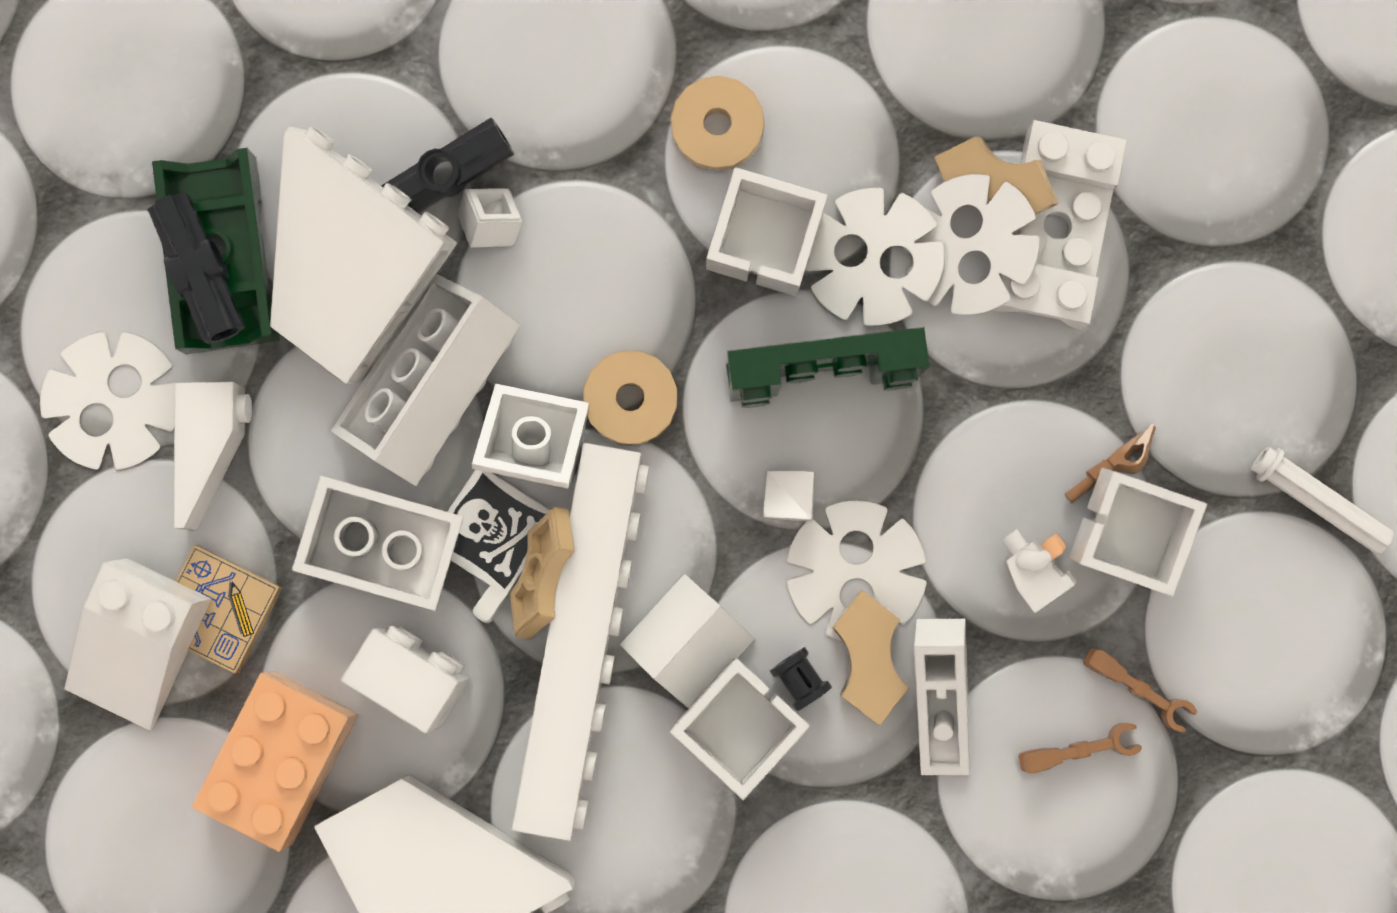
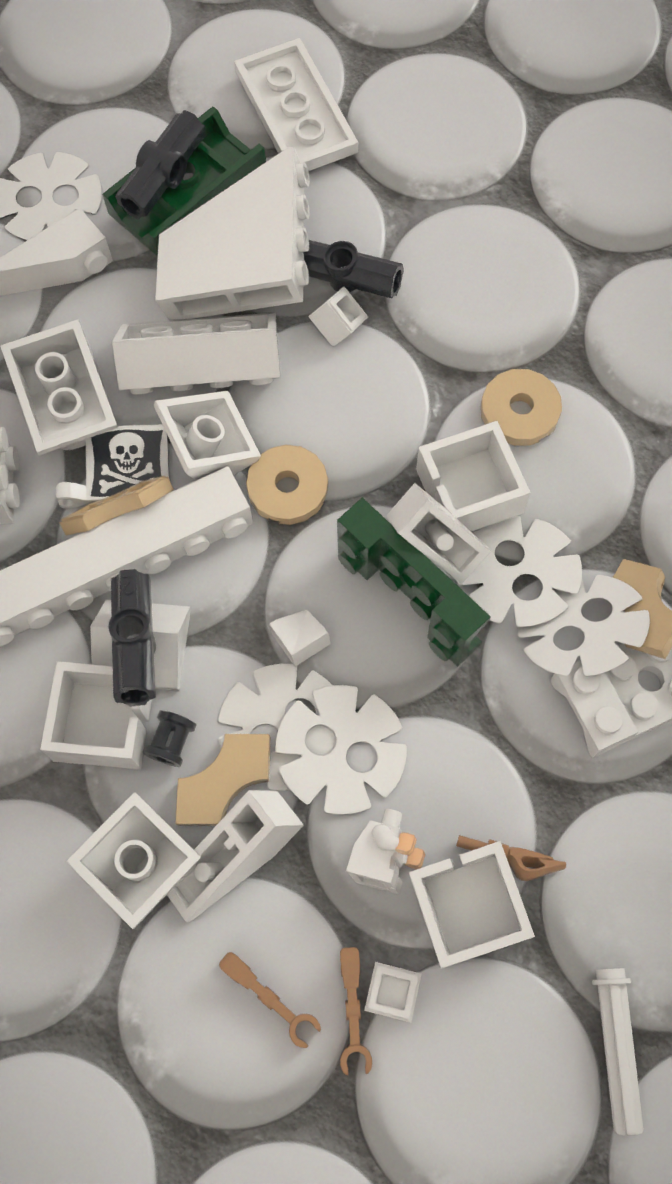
camera: 55 degrees right, 15 degrees down
(205, 72) = (296, 104): none -> white plate
(728, 666) = (135, 656): none -> black piece
(807, 311) = (437, 533): none -> white slope
(895, 782) = (133, 860): none -> white slope
(918, 576) = (344, 786): none -> white piece
(1148, 645) = (393, 992): none -> white tile

